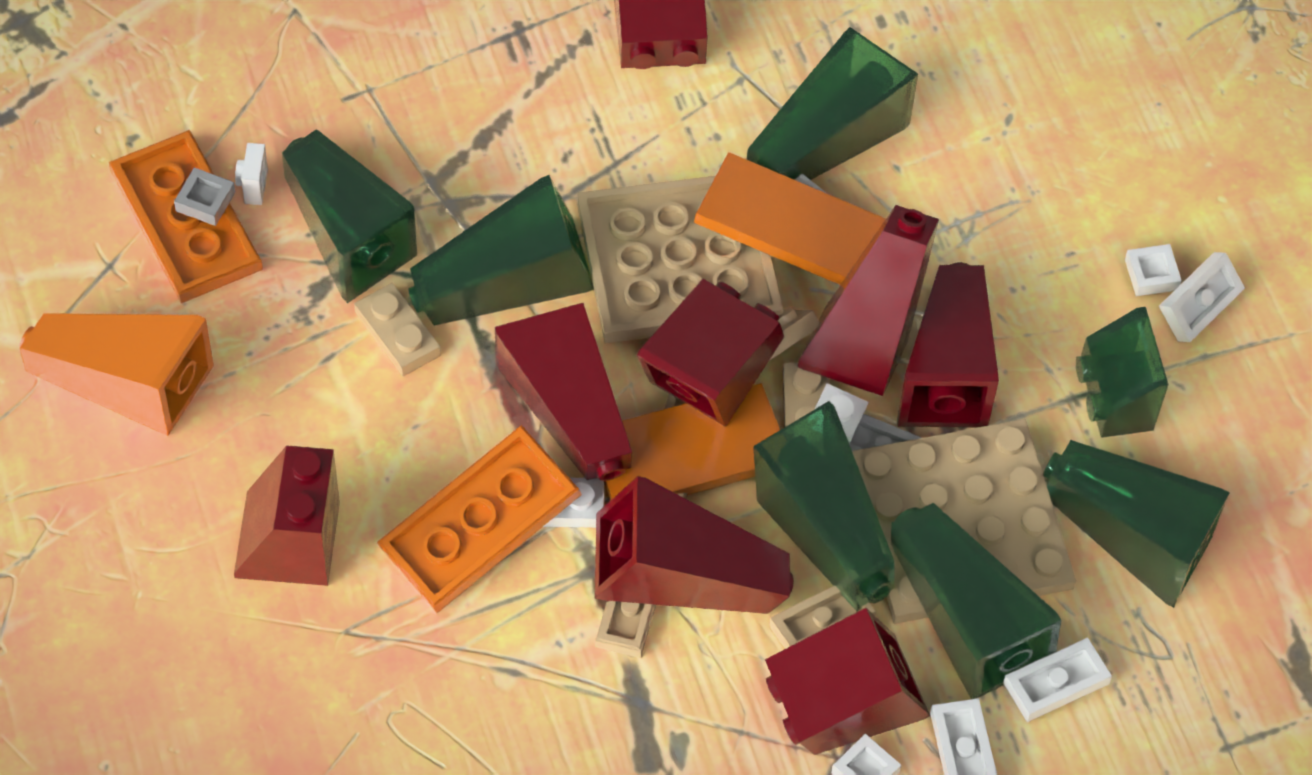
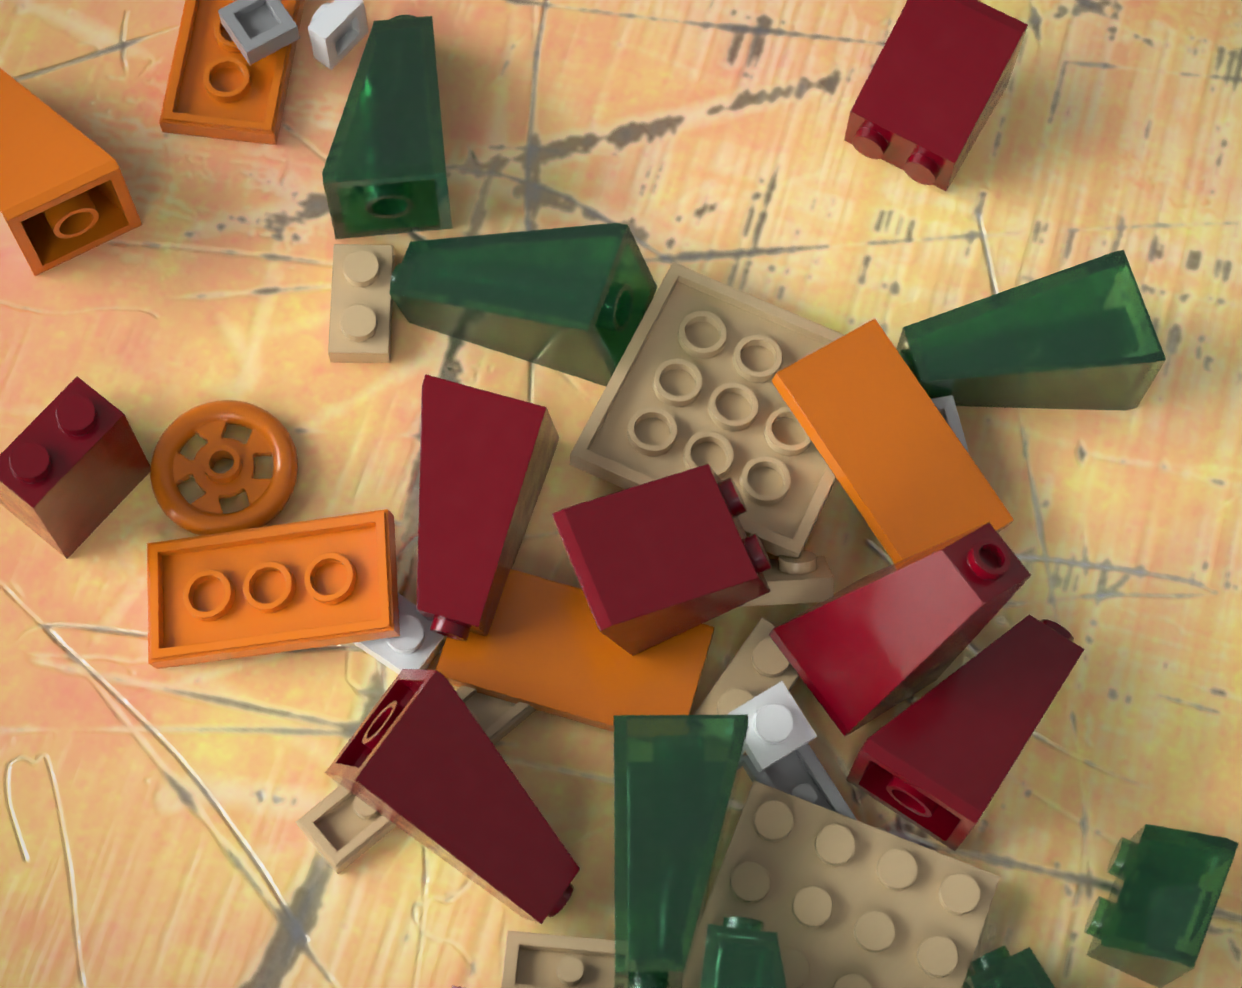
camera: 35 degrees right, 10 degrees up
(398, 506) = (210, 422): none -> orange plate

